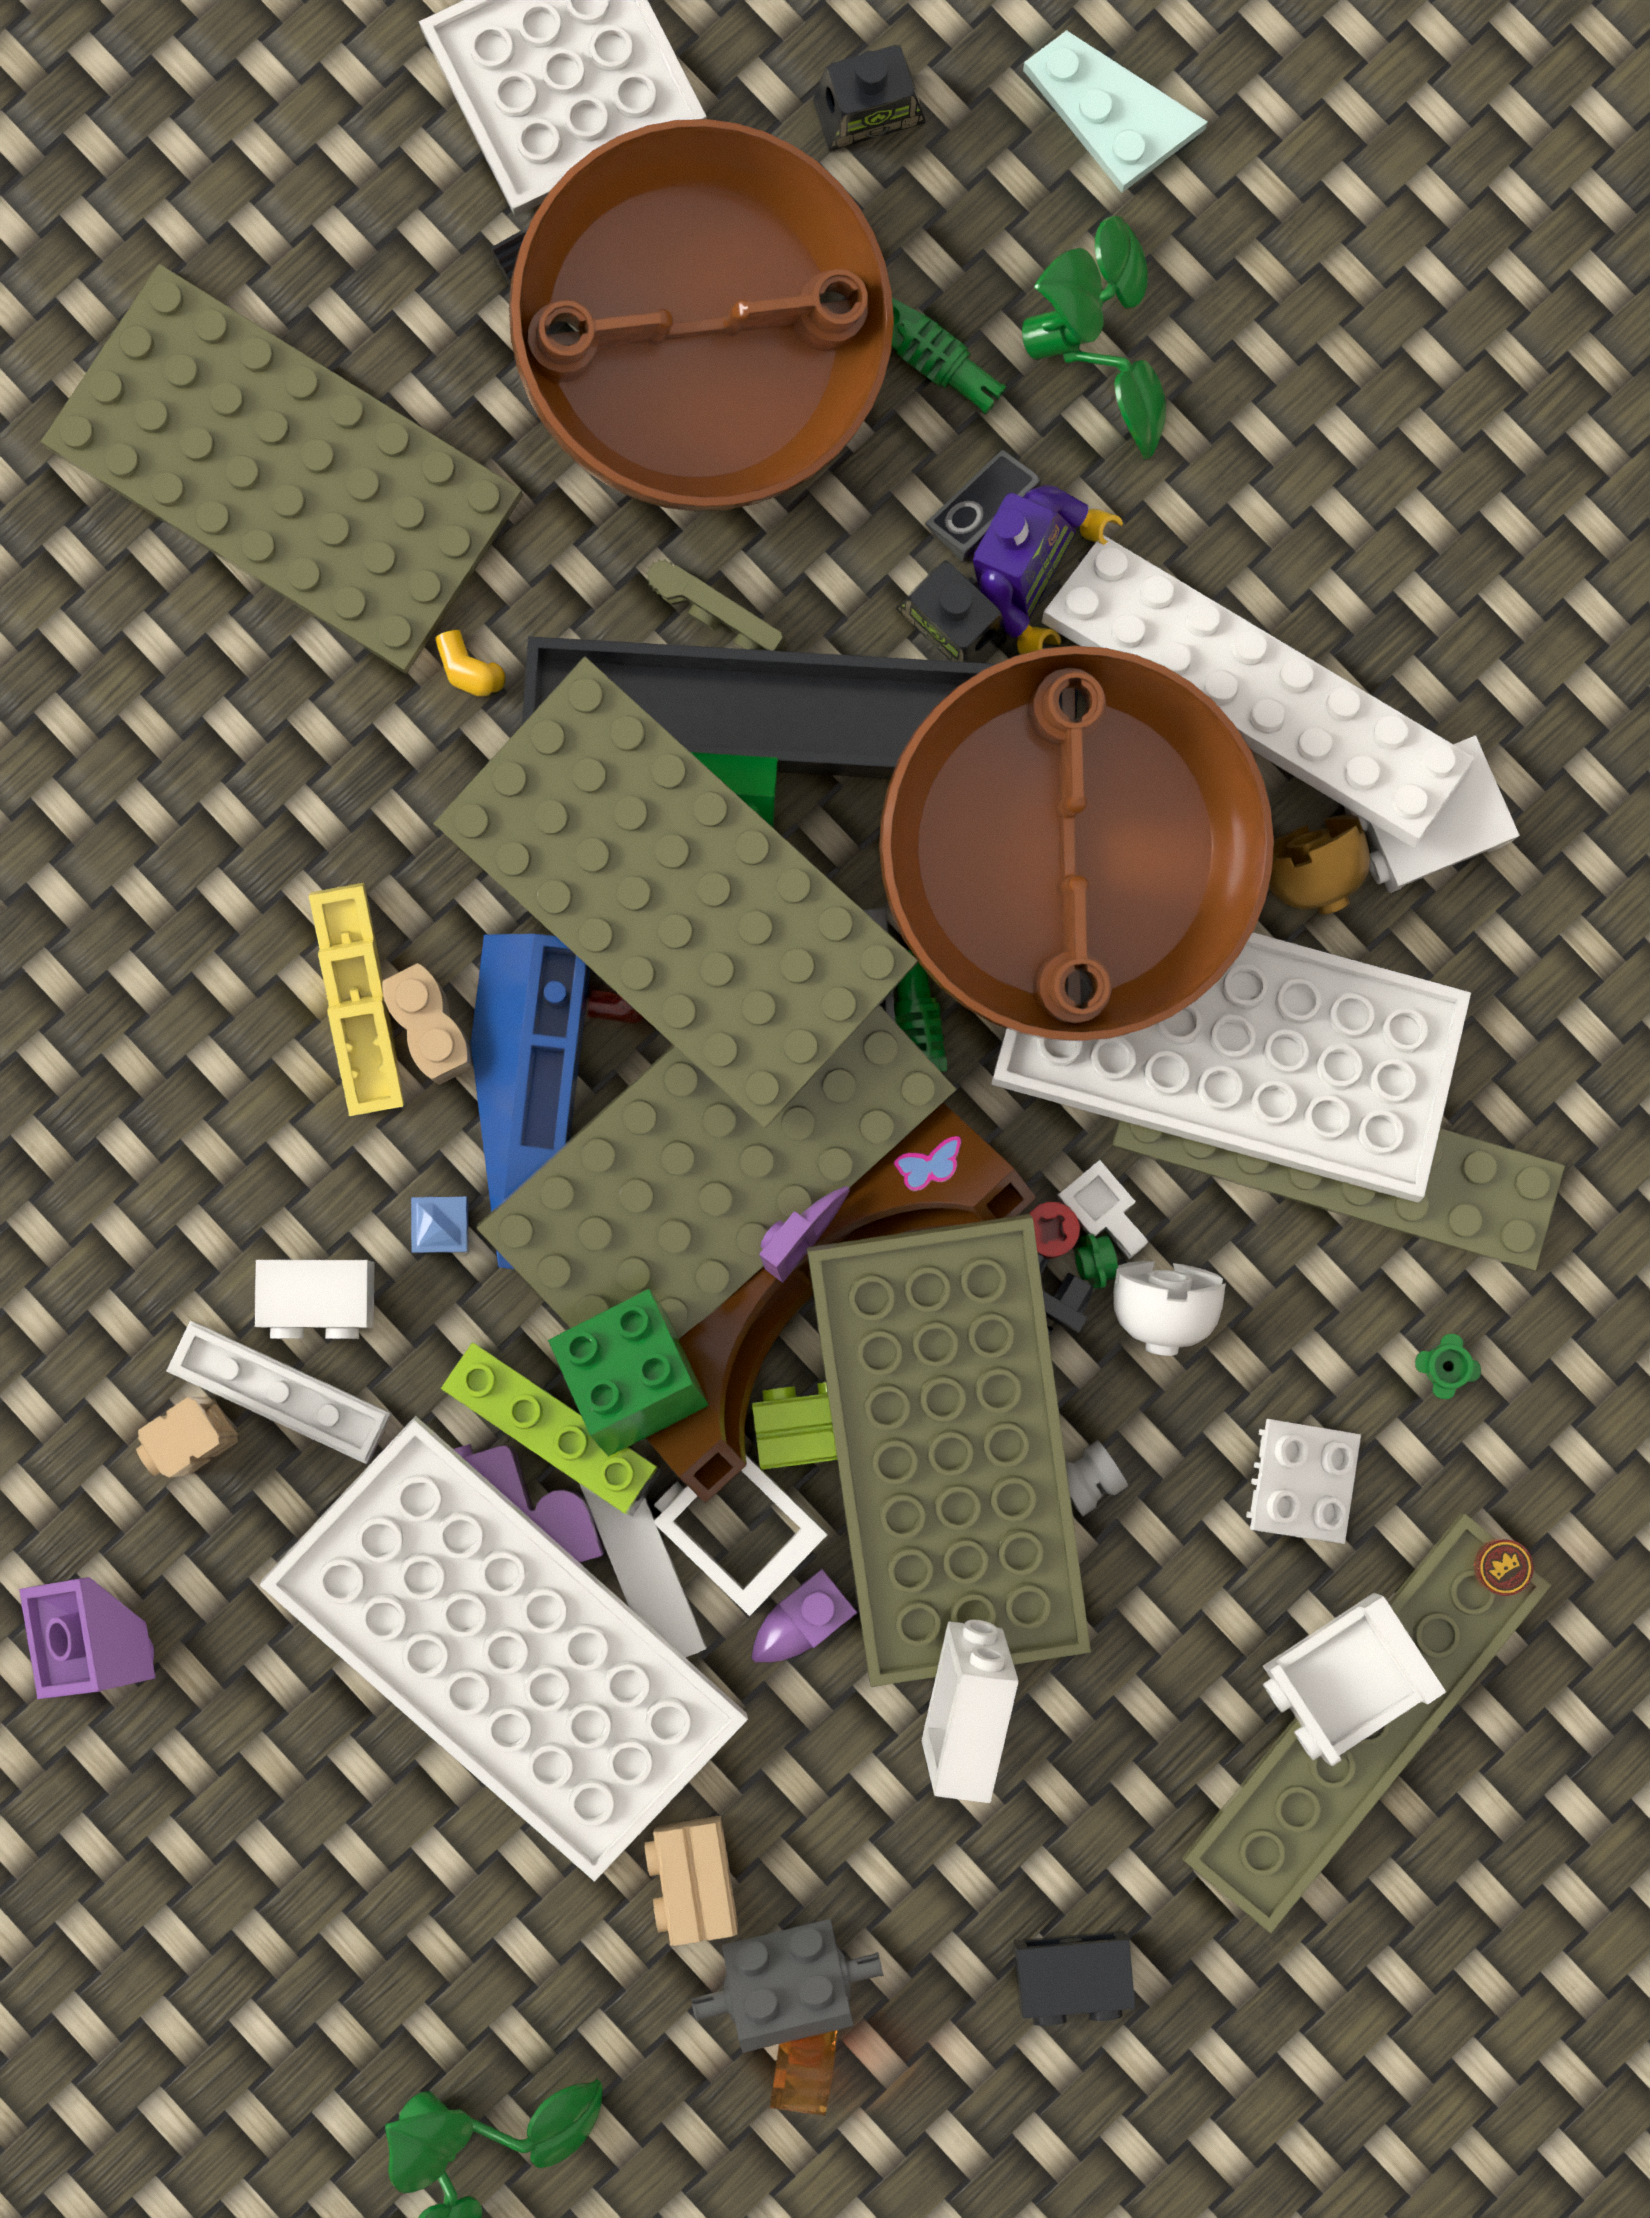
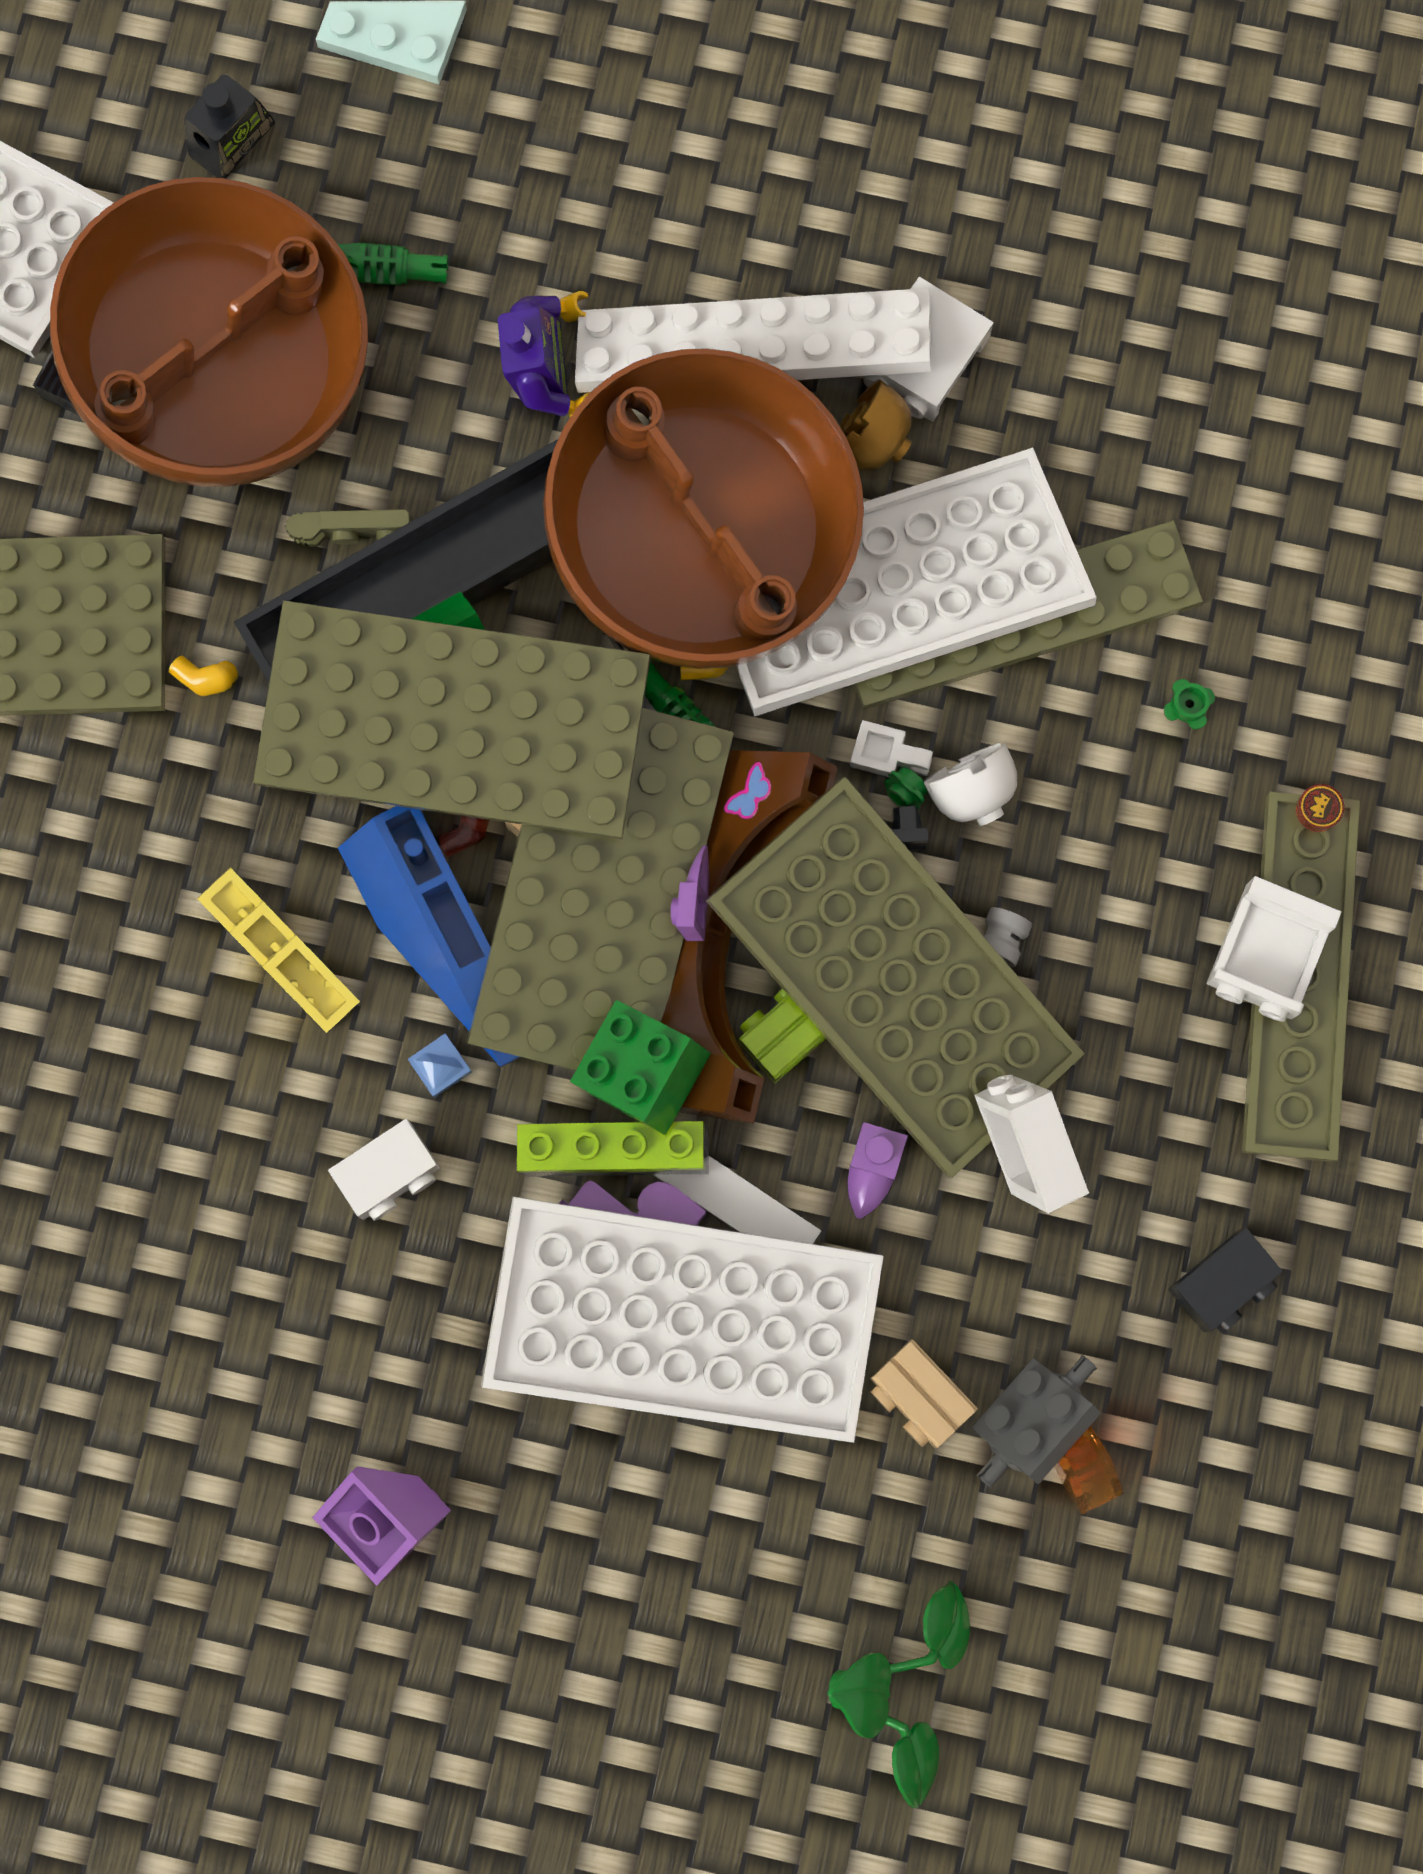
camera: 30 degrees left, 5 degrees down
(185, 1437) = (360, 1326): tan brick -> none
(279, 1392) = (404, 1255): white tile -> none
(432, 1036) = (349, 935): tan brick -> none
(779, 1566) = (832, 1144): white window -> none
(954, 616) = (515, 423): black torso -> none
(970, 511) = (480, 352): slope -> none
(1050, 1231) = (866, 774): red wheel -> none
(1074, 290) = (457, 142): green plant -> none
(1304, 1481) = (1146, 843): white hinge -> none

